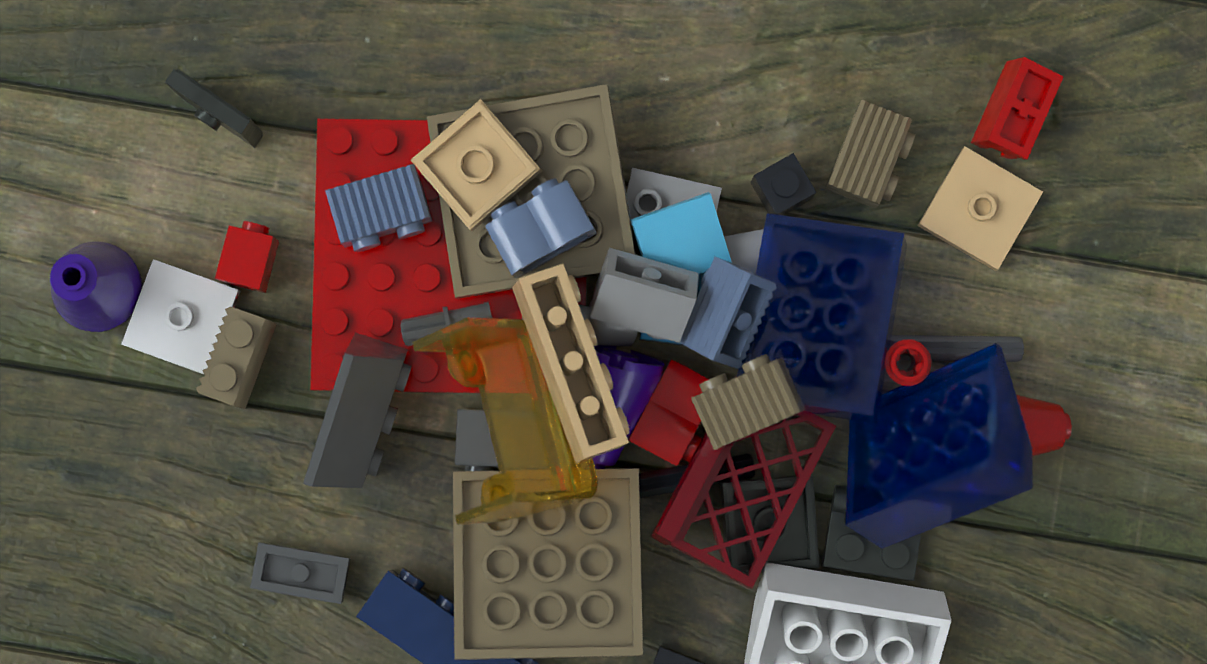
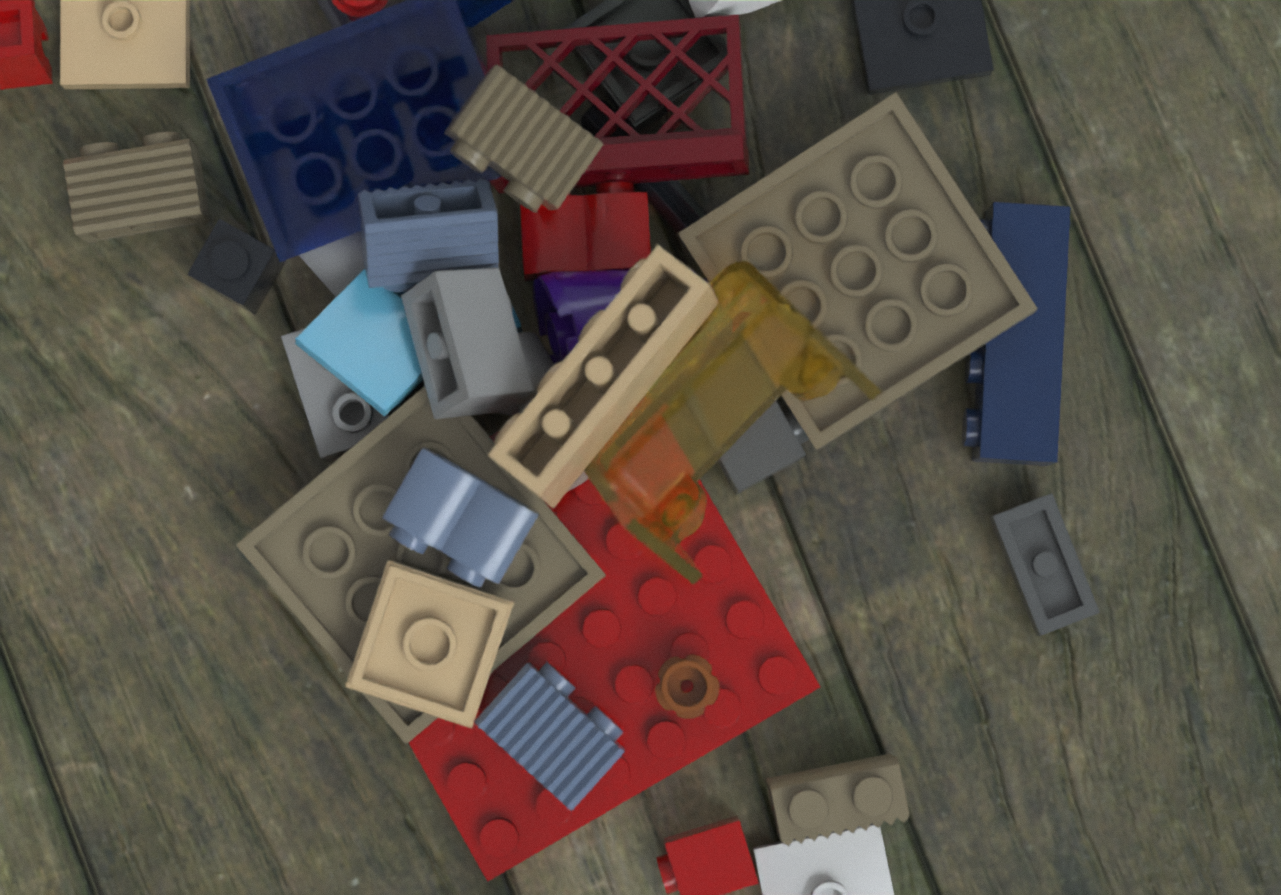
camera: 120 degrees left, 0 degrees up
(358, 414) = (816, 605): dark grey slope -> none
(359, 294) = (692, 703): none -> dark orange plate
(421, 326) = (644, 568): dark grey axle -> none

